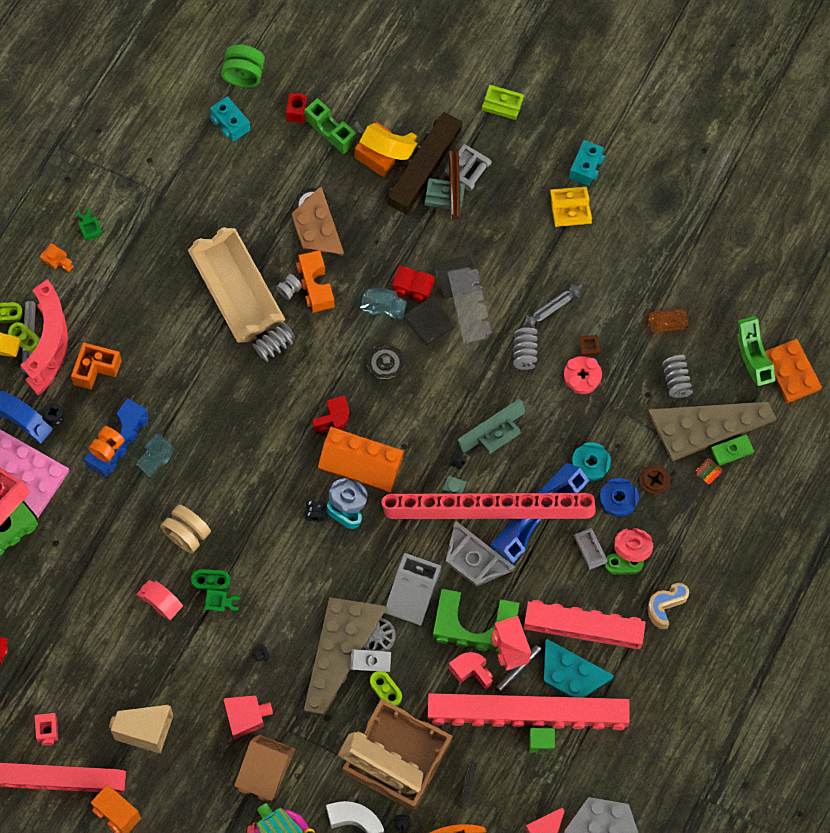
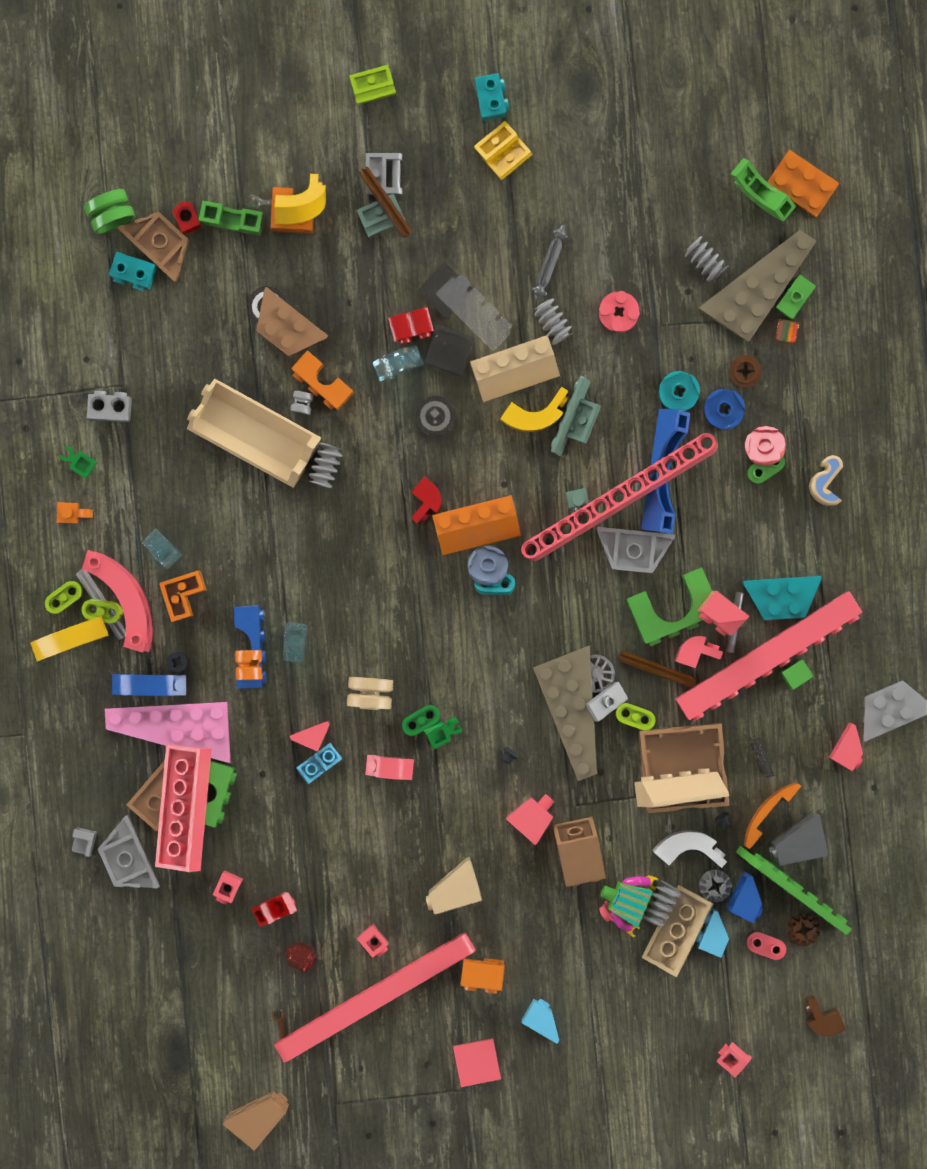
camera: 30 degrees left, 20 degrees up
(104, 323) = (161, 548): none -> clear light blue brick
(106, 562) = (319, 763): none -> medium azure slope
(117, 536) = (312, 736): none -> coral slope
(137, 203) = (109, 413): none -> light grey brick
(264, 112) = (159, 242): none -> medium nougat wing
(315, 511) = (468, 598): black wheel -> none
(413, 589) = (601, 614): light grey slope -> none
(425, 163) = (342, 196): dark brown brick -> none
(429, 663) = (657, 669): none -> reddish brown axle
(457, 460) = (560, 468): black piece -> none
(461, 412) = (535, 421): none -> yellow arch
(471, 363) = (515, 368): none -> tan slope
(584, 625) = (769, 547): coral brick -> none
(589, 345) = (607, 280): reddish brown plate -> none
(590, 548) = (729, 473): light grey plate -> none
(668, 320) = (661, 207): clear orange plate -> none

